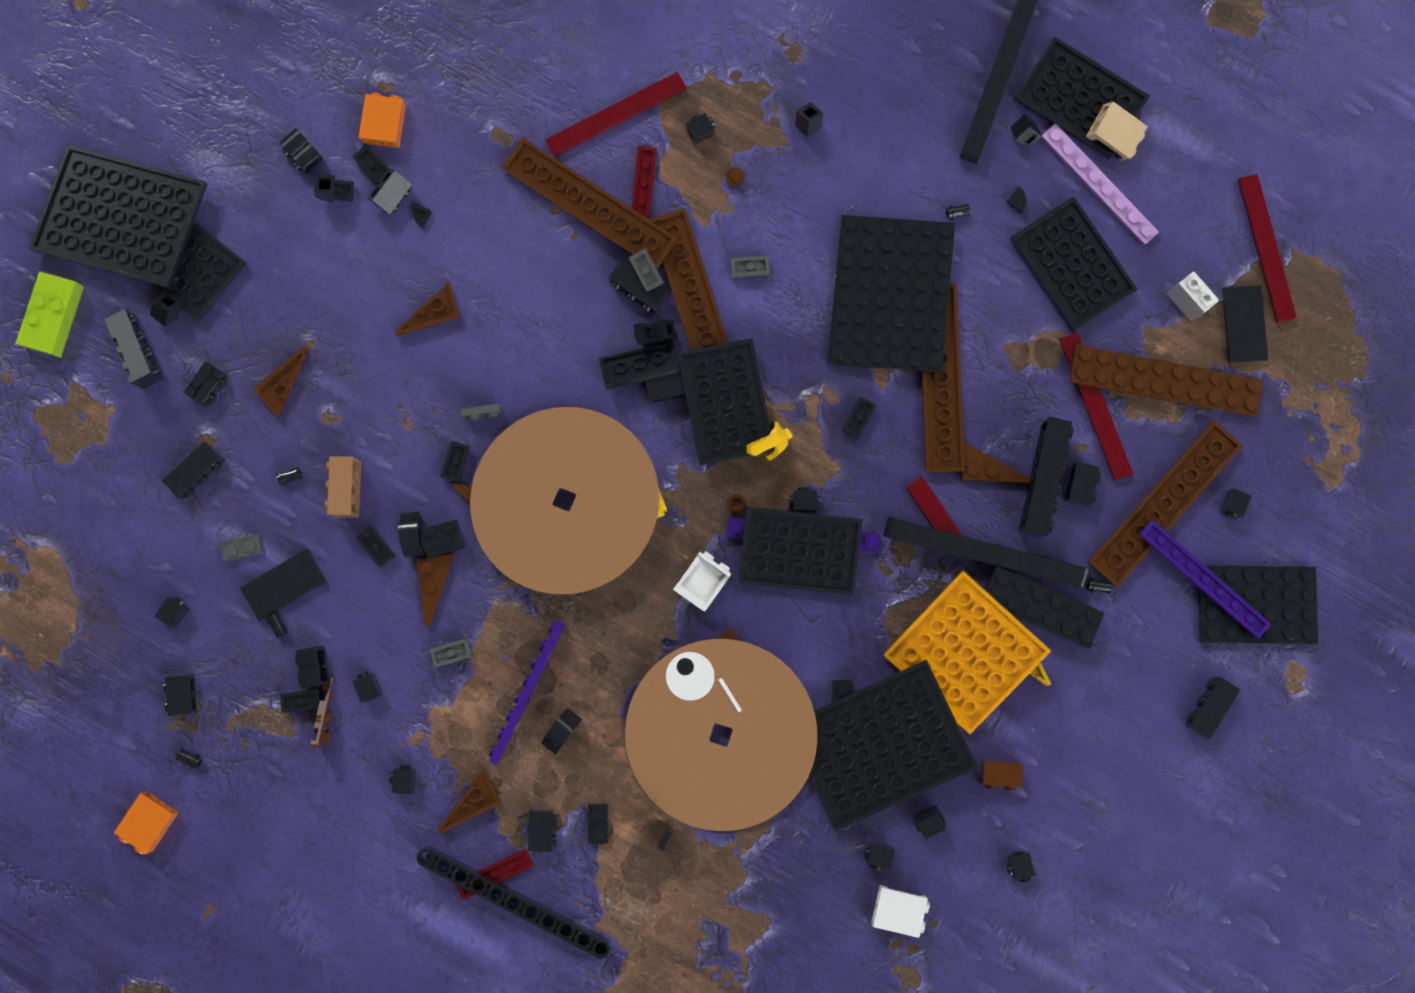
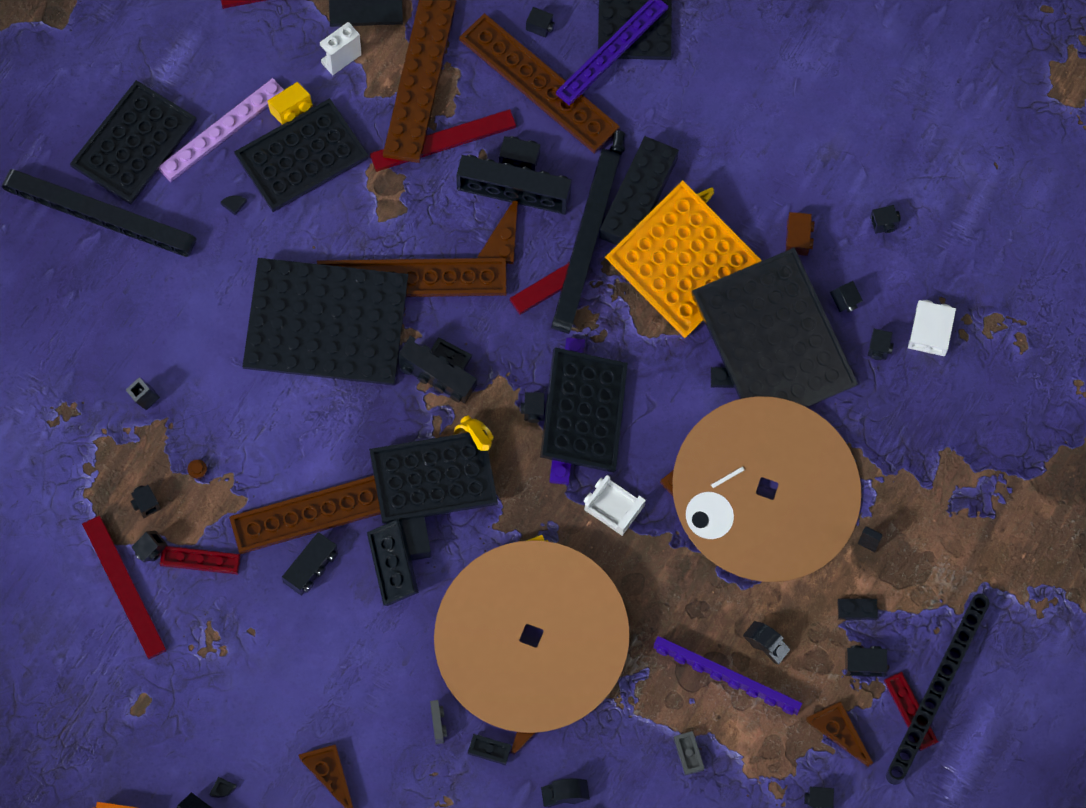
camera: 95 degrees left, 15 degrees down
(432, 577) = (609, 773): reddish brown wing -> none
(442, 538) = (570, 758): black brick -> none
(587, 202) = (220, 611): reddish brown plate -> none
(646, 270) = (296, 549): dark grey plate -> none
(653, 134) = (149, 546): none -> black brick
(655, 333) = (359, 546): black brick -> none
(736, 503) = (535, 472): reddish brown plate -> none
(750, 266) = (292, 455): dark grey plate -> none
(839, 403) = (436, 371): none -> black wedge
(958, 211) = (244, 259): black pin -> none
(1026, 131) = (165, 193): black panel -> none
(1117, 130) = (170, 109): tan panel -> none
(1129, 249) = (290, 103): none -> yellow brick
(1212, 707) = (732, 49): black brick -> none

